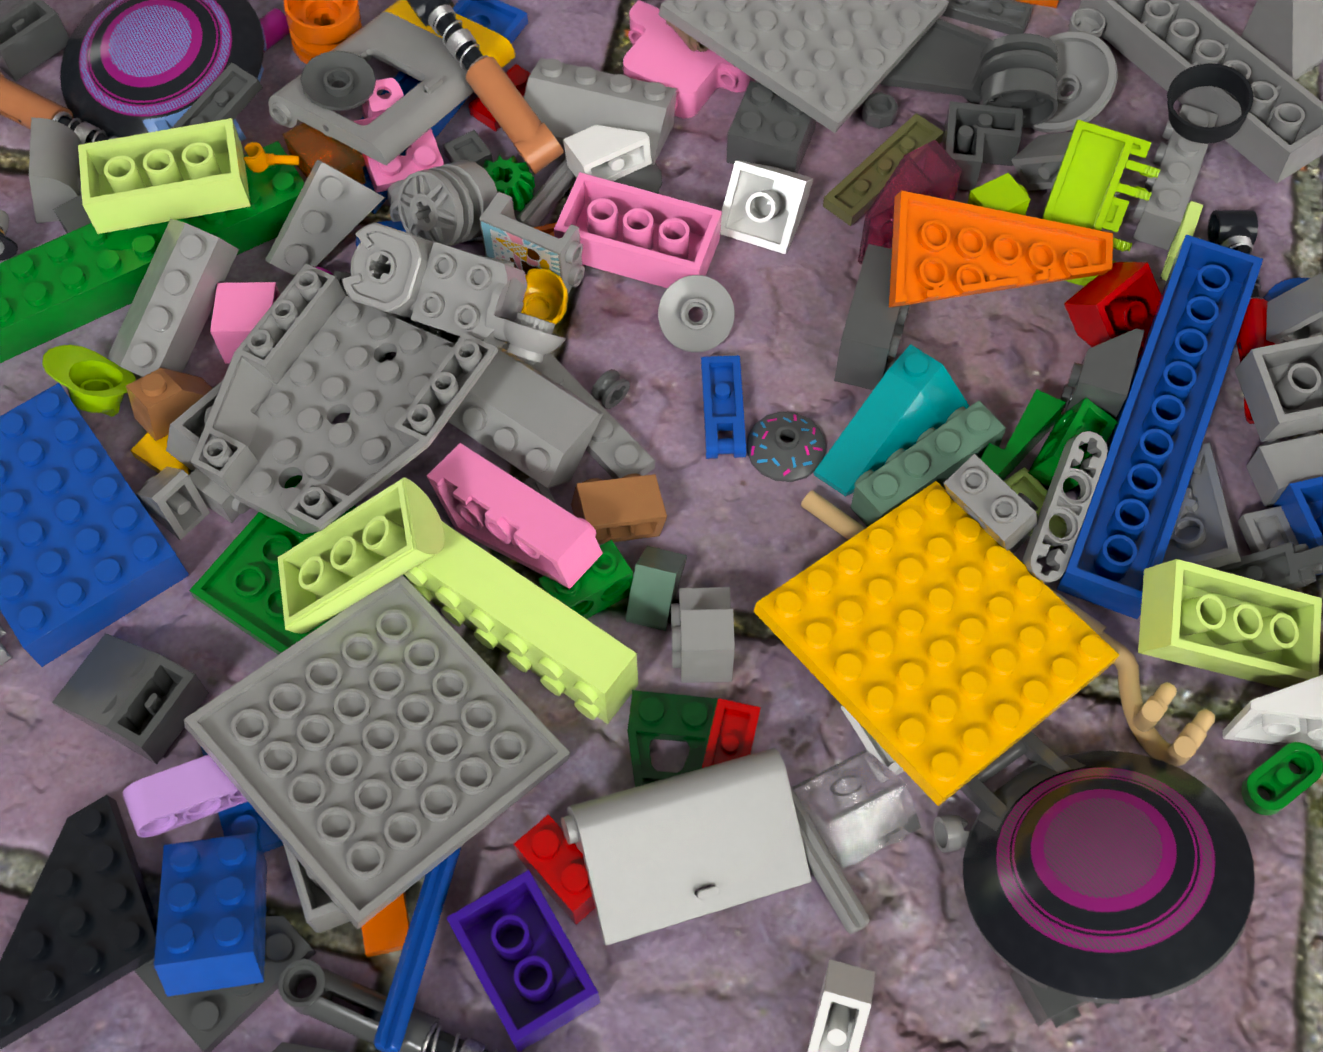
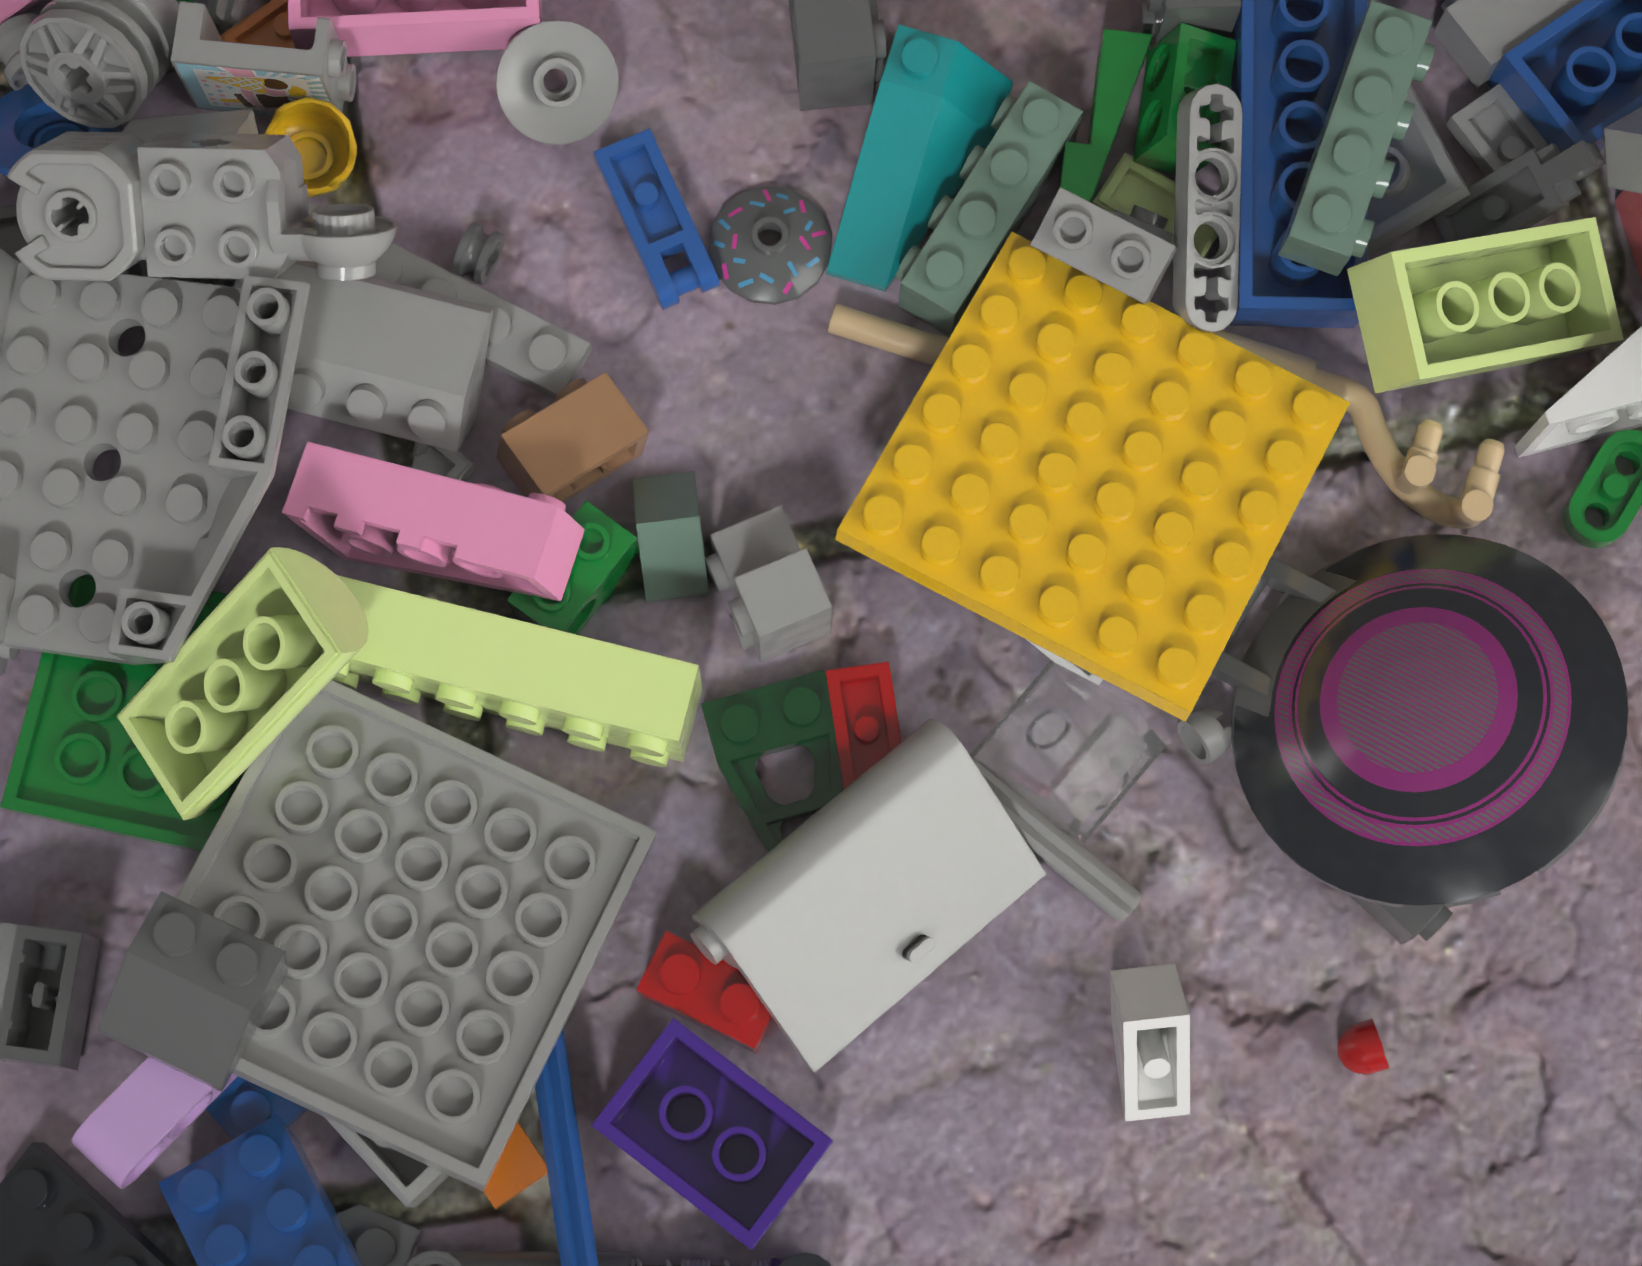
camera: 25 degrees left, 15 degrees up
(236, 723) = (192, 991): none -> dark grey slope
(1174, 491) = (1355, 138): none -> sand green brick

